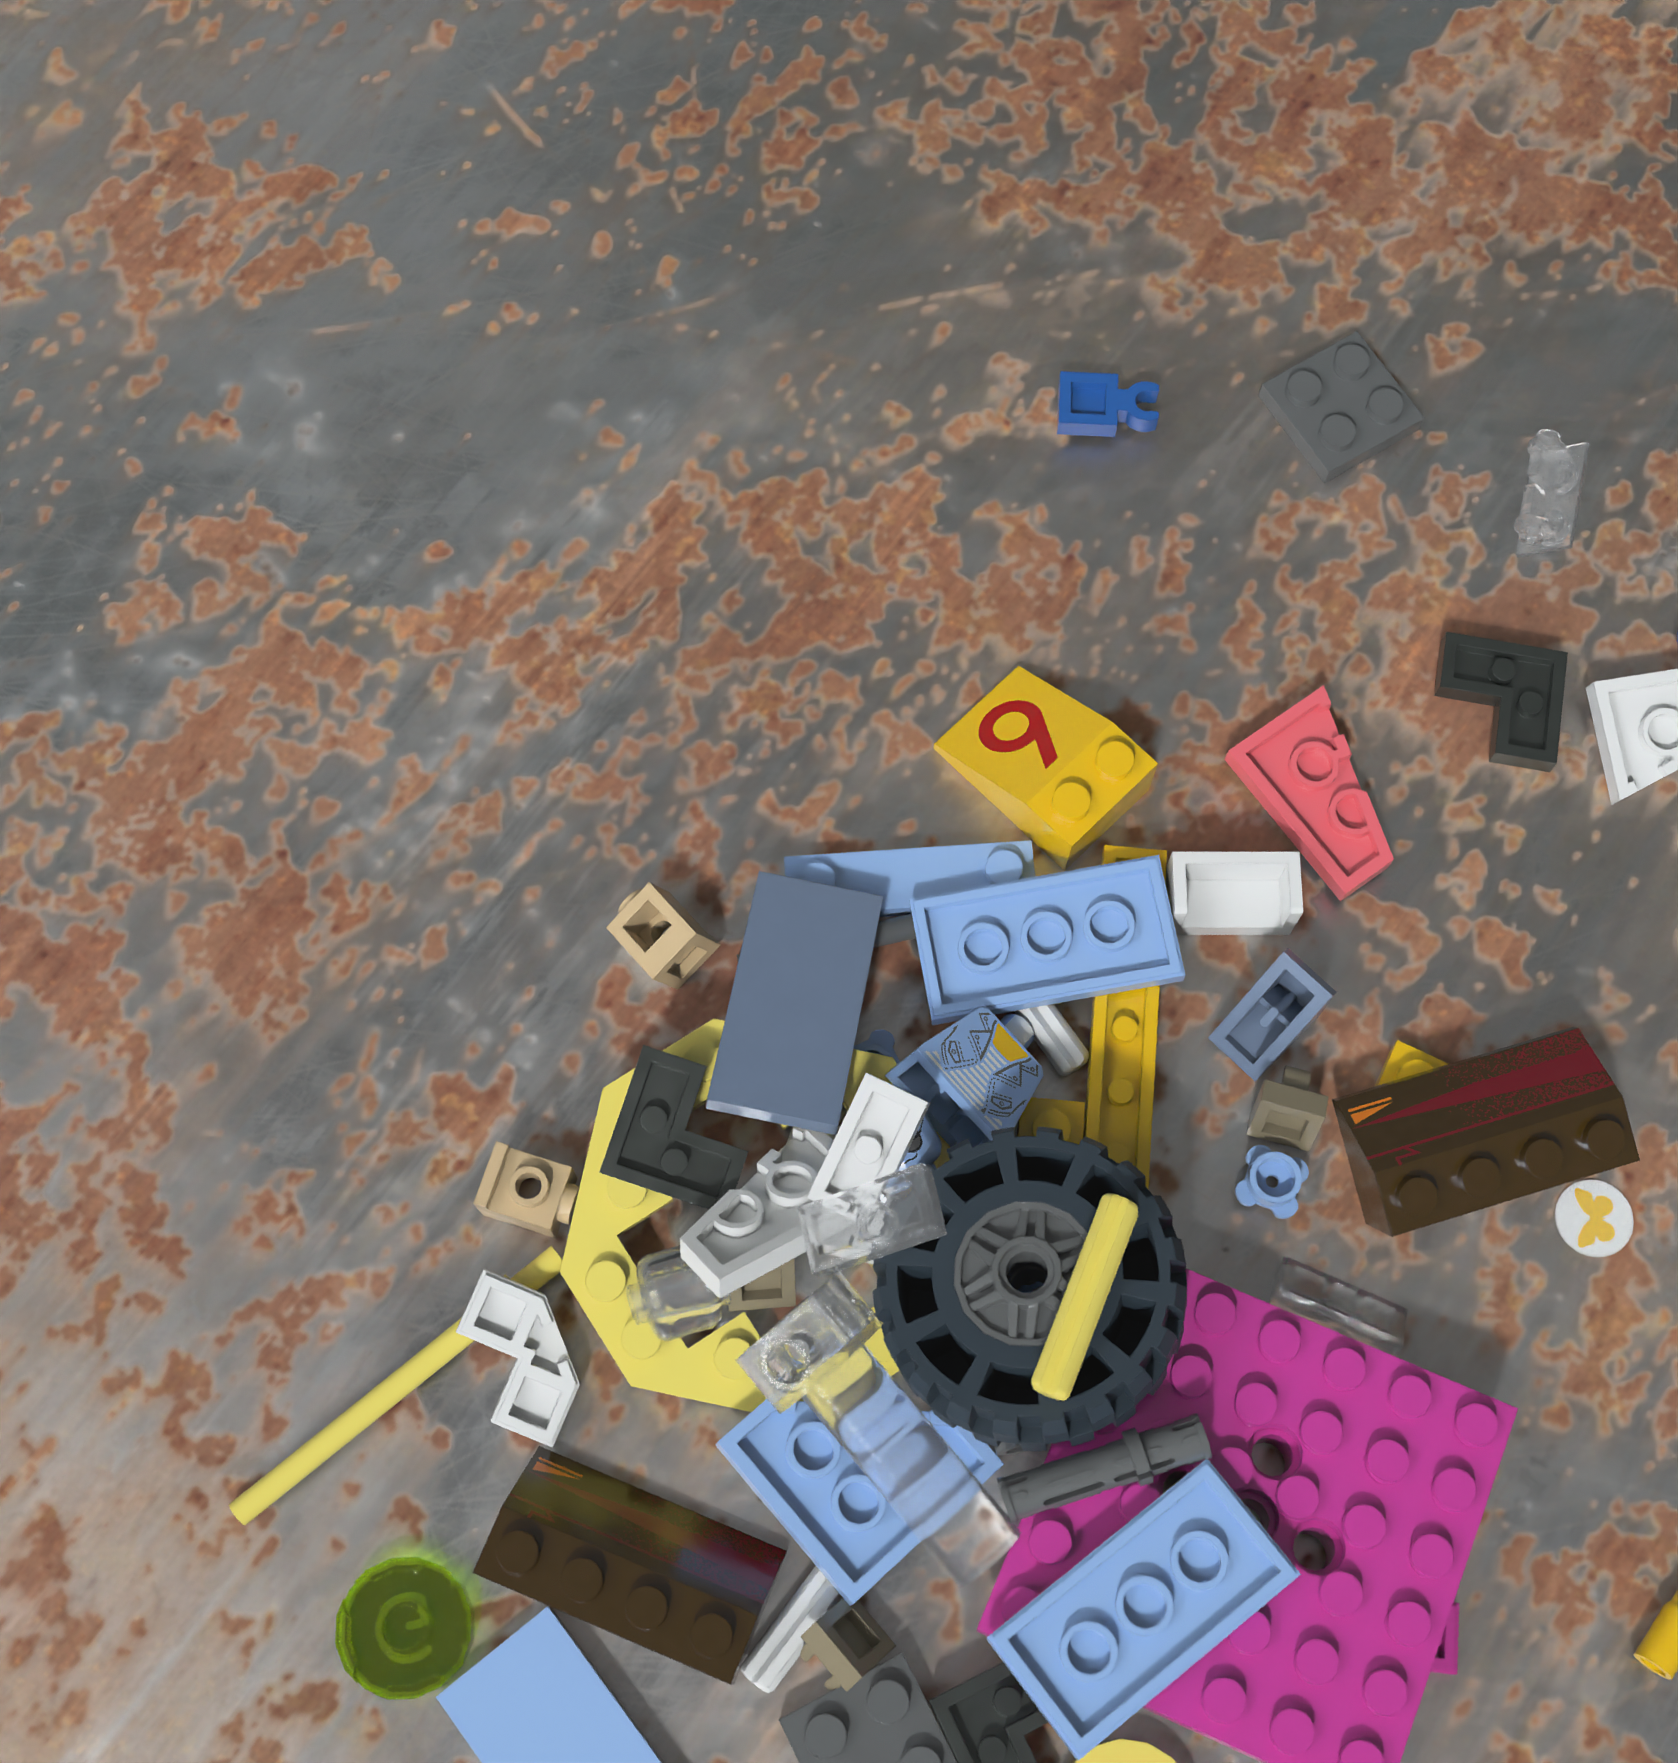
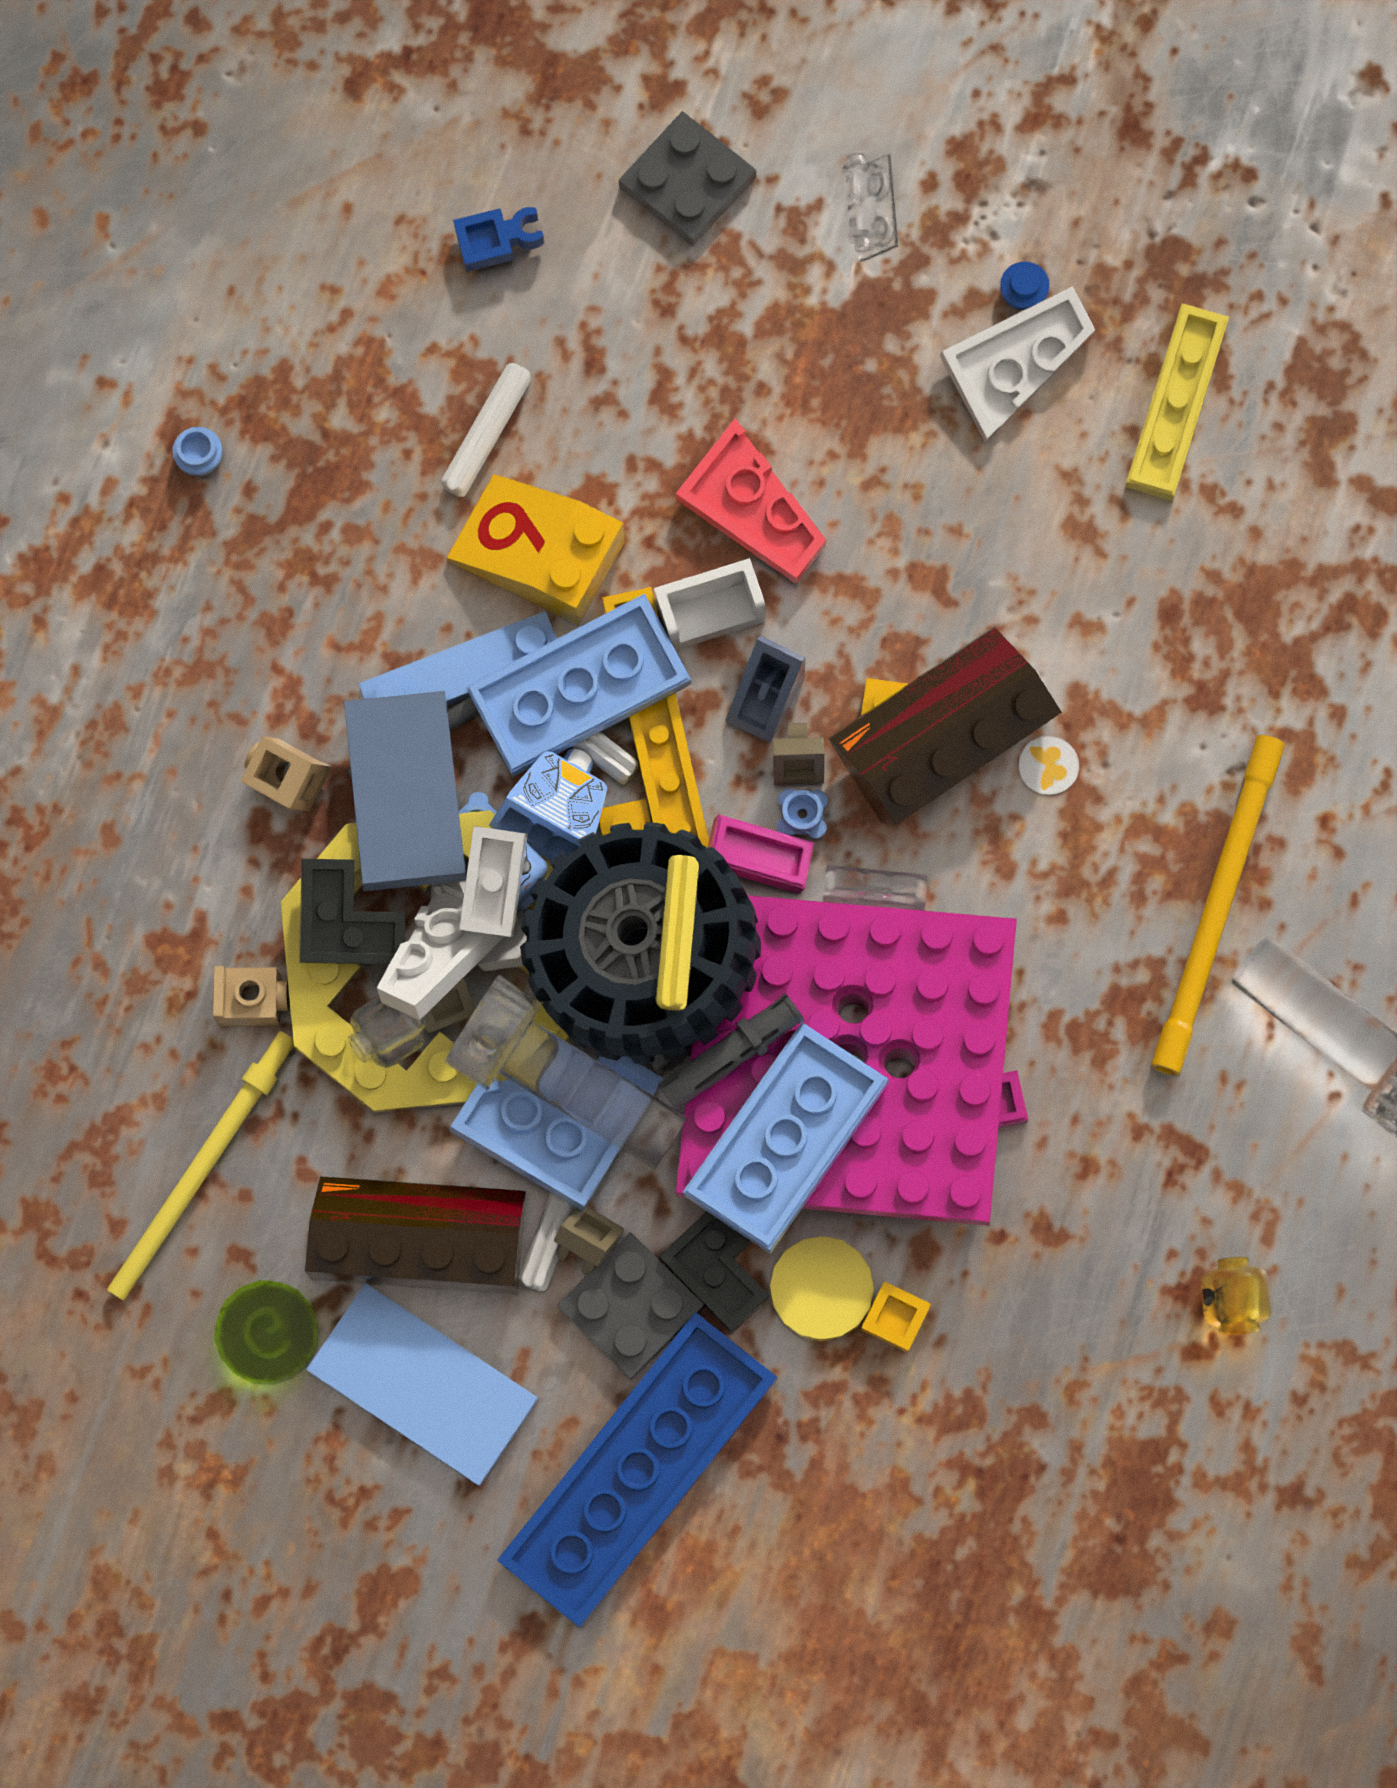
camera: 15 degrees left, 5 degrees up
(523, 1326) = (306, 1125): white tile -> none
(687, 538) = (197, 451): none -> light blue plate
(871, 1220) = (510, 929): clear plate -> none
(1025, 613) = (486, 430): none -> white axle
(1211, 1216) = (762, 853): none -> dark pink tile
(1521, 684) = (889, 369): pearl dark grey plate -> none

